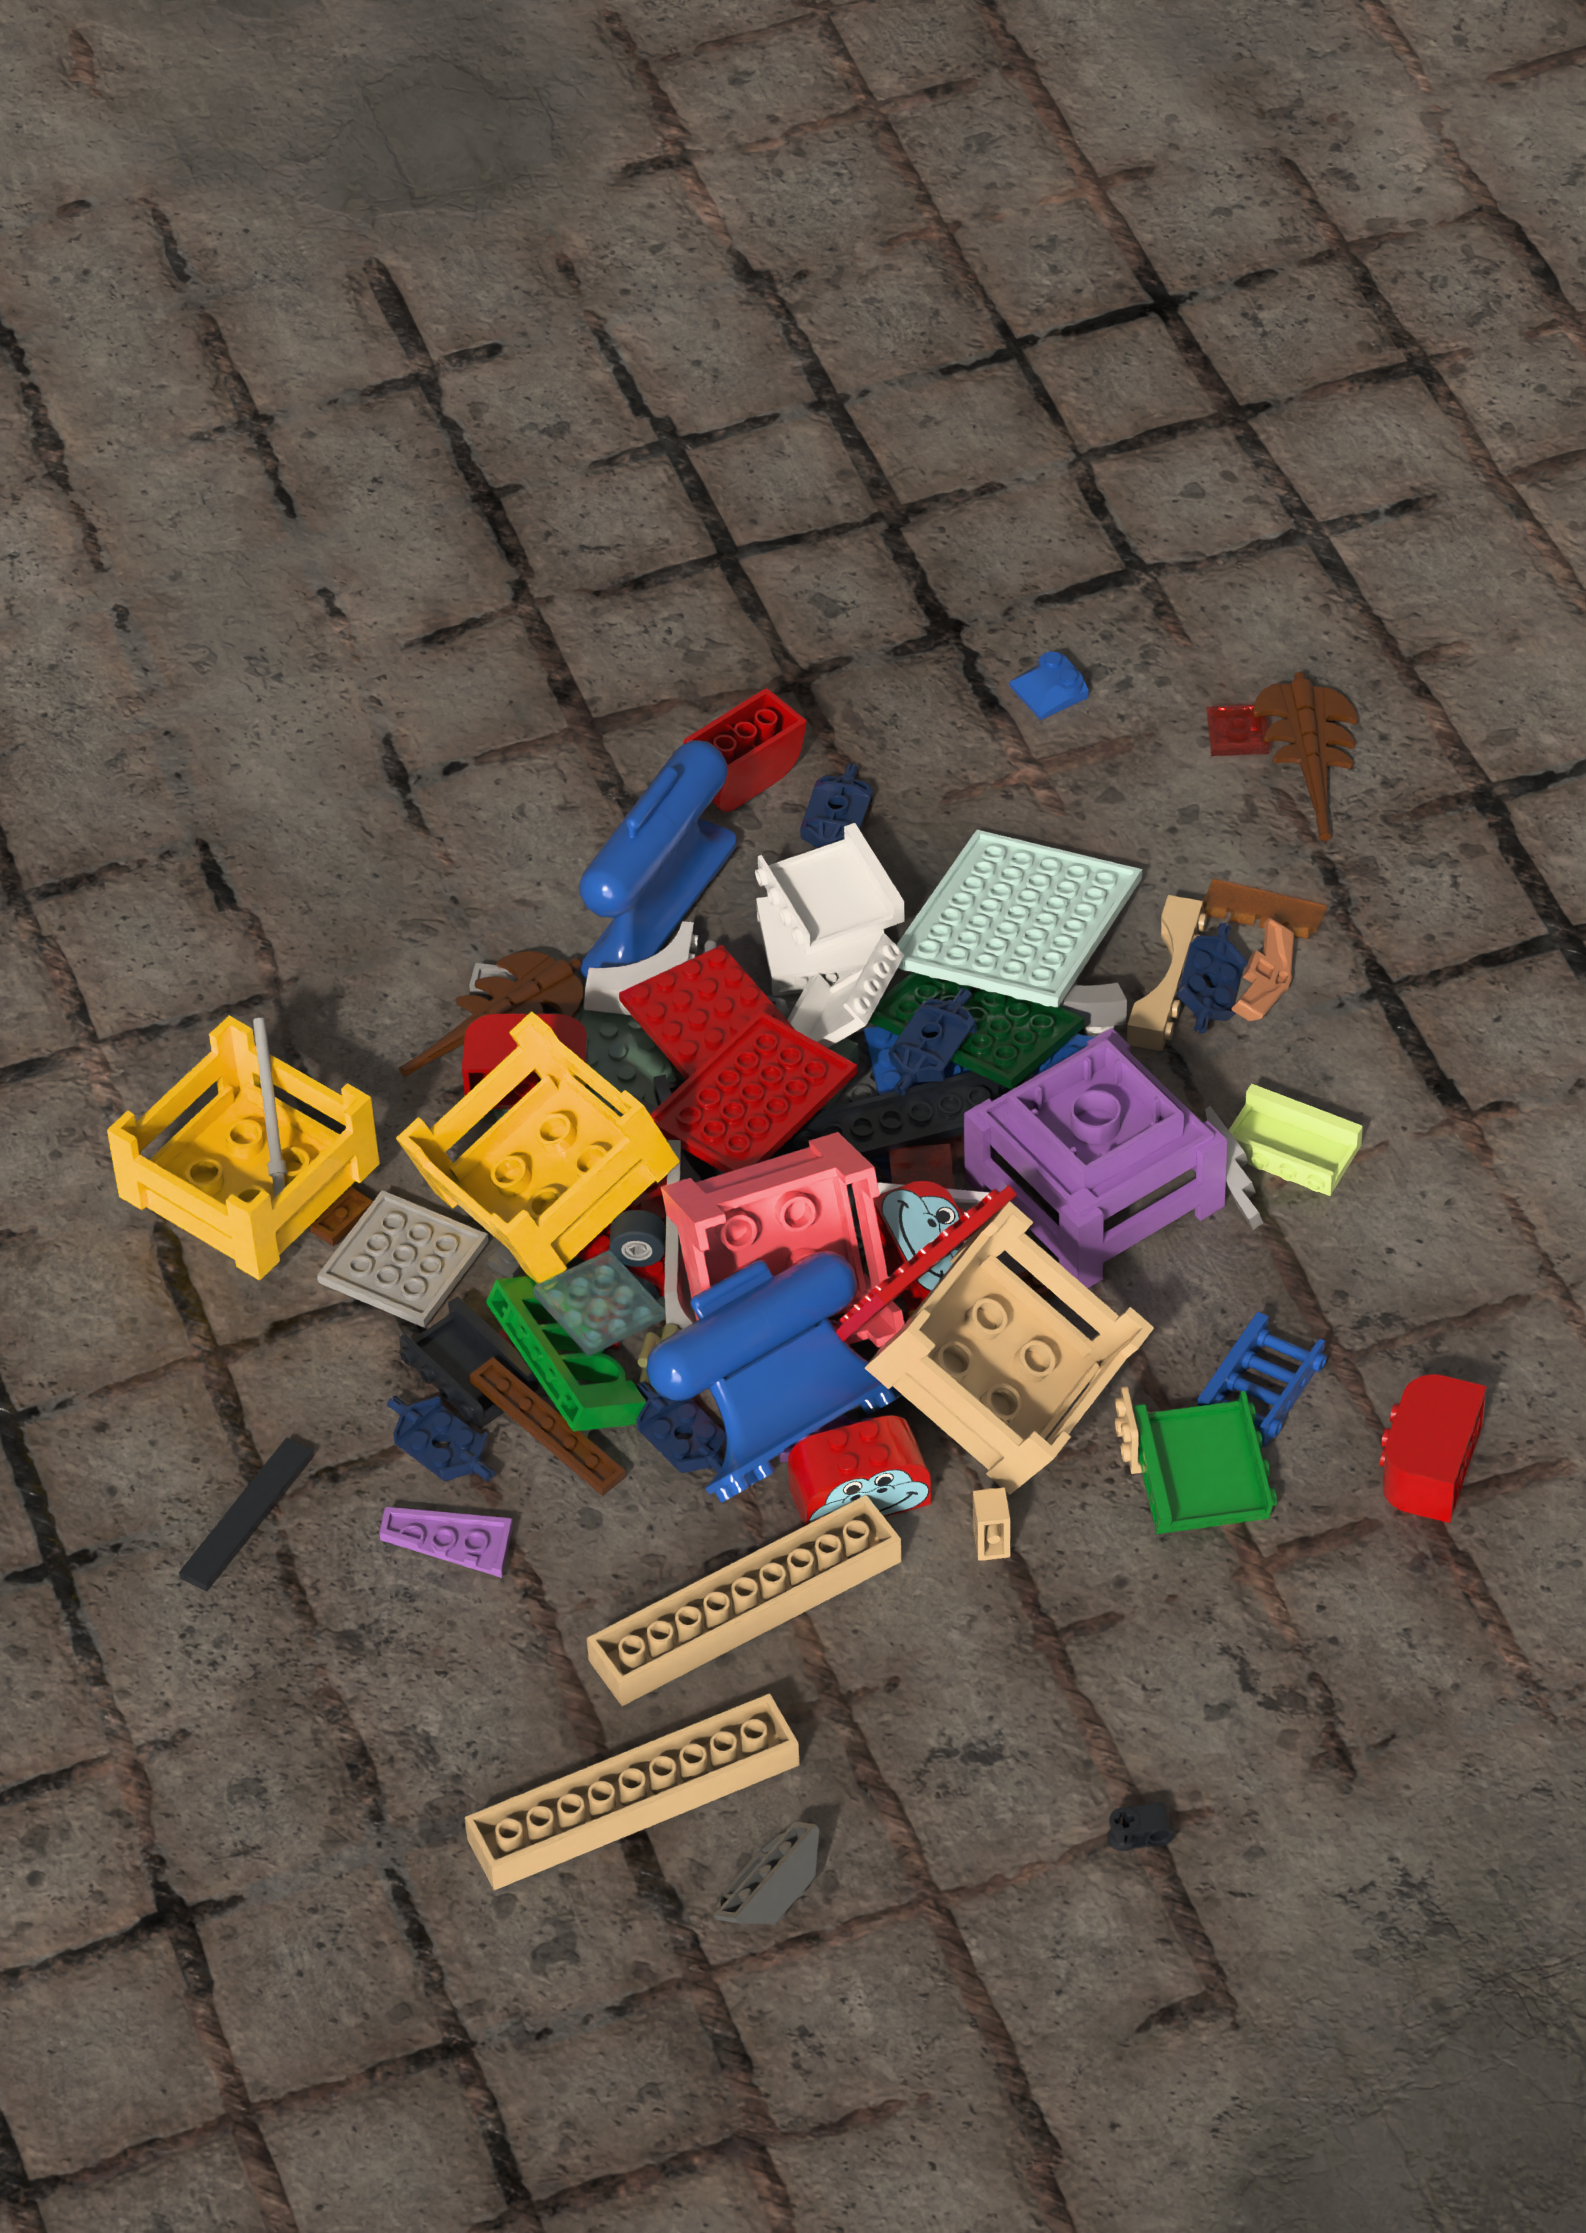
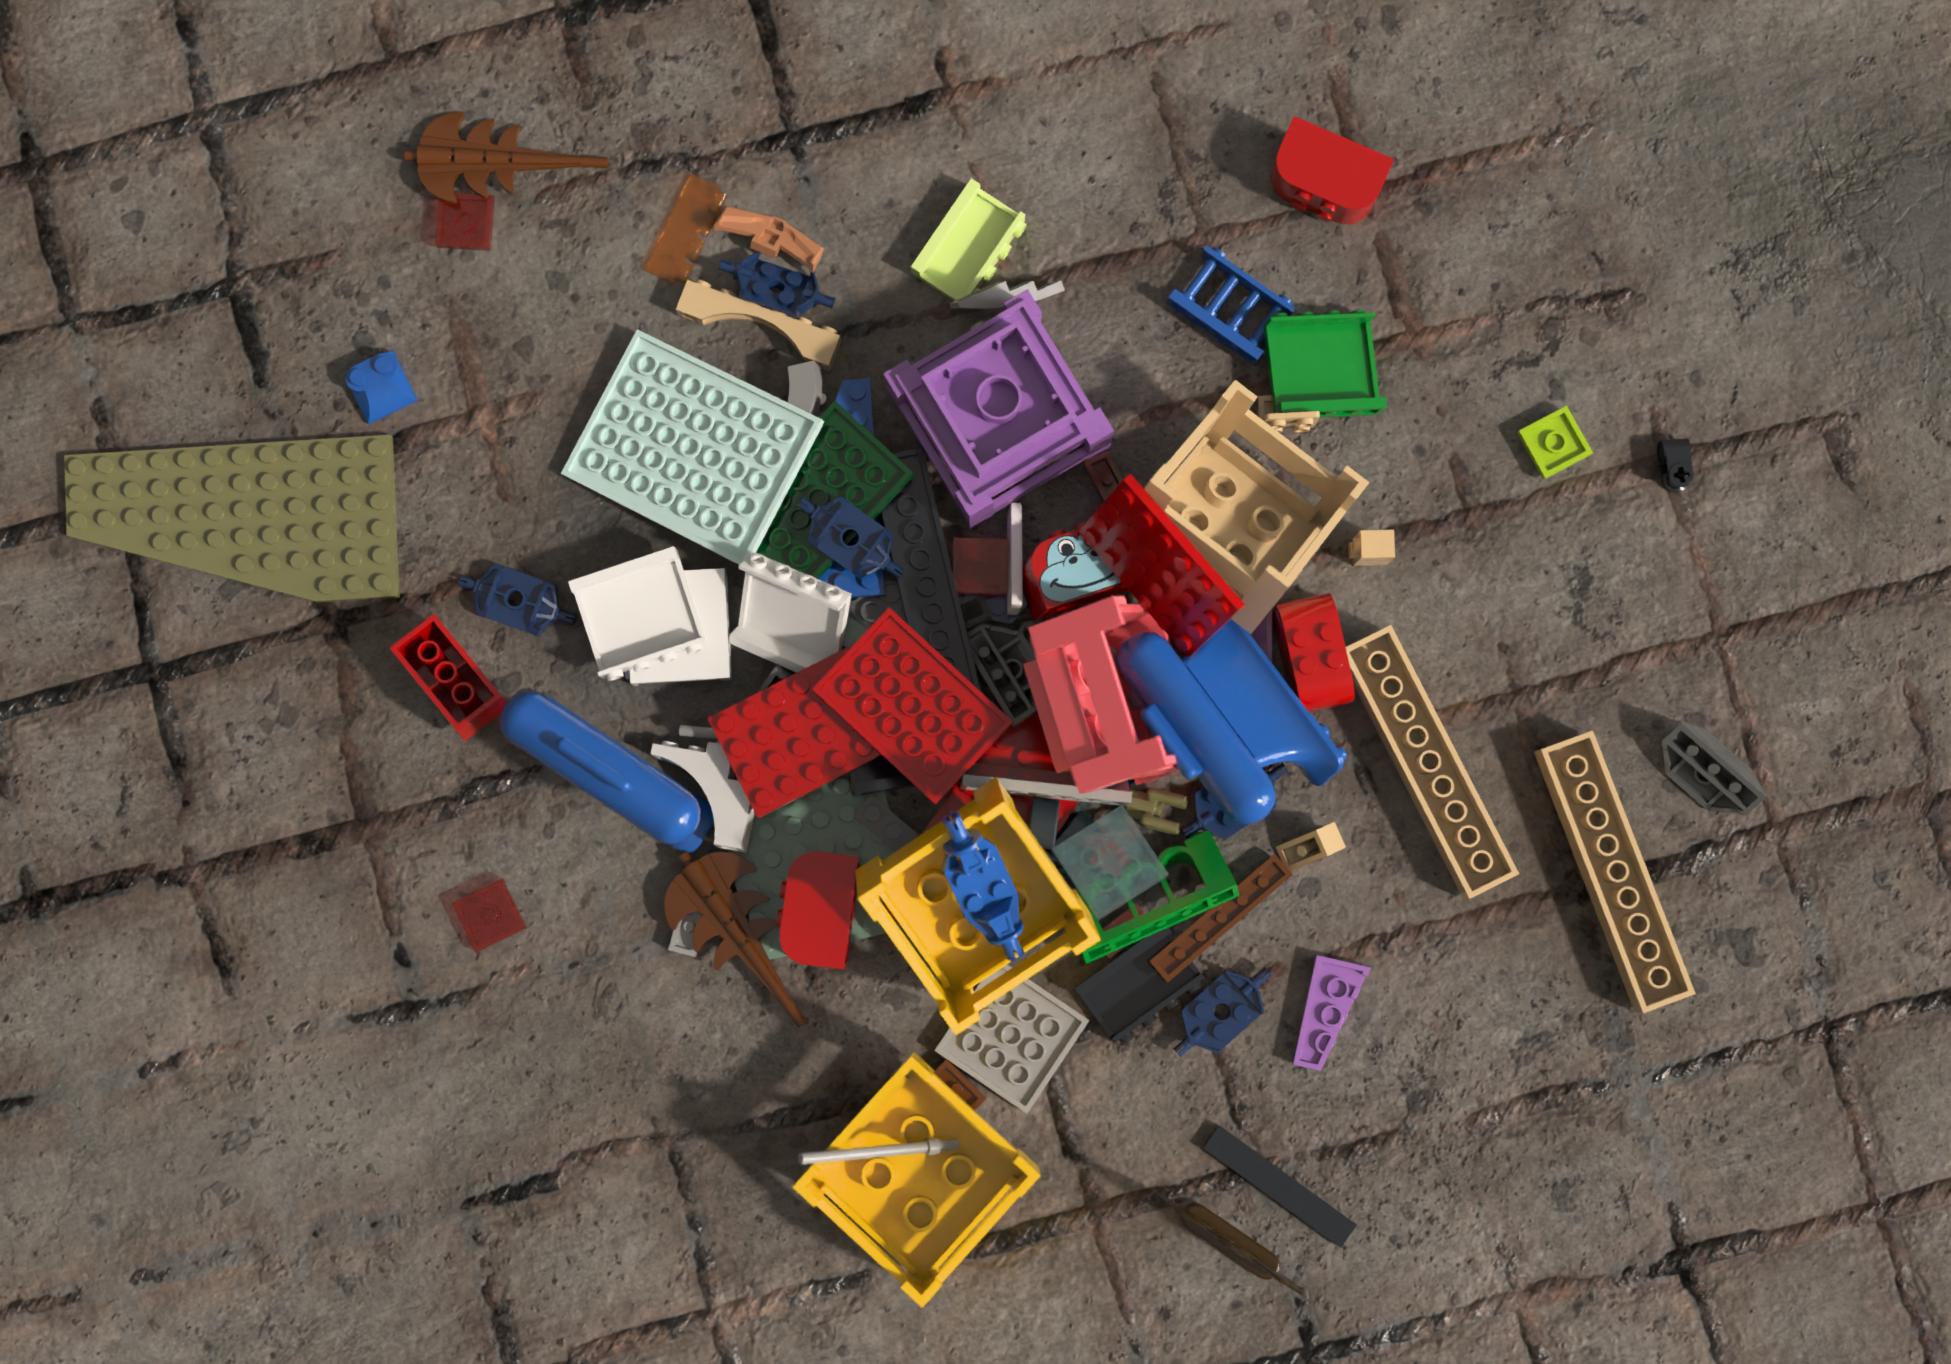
camera: 85 degrees left, 35 degrees up
(186, 1453) = (1232, 1242): none -> dark brown plant
(501, 824) = (489, 915): none -> clear red plate
(559, 1140) = (982, 886): none -> blue plate
(638, 1506) = (1311, 847): none -> tan slope
(901, 608) = (264, 514): none -> olive wing
(1148, 1704) = (1554, 442): none -> lime plate

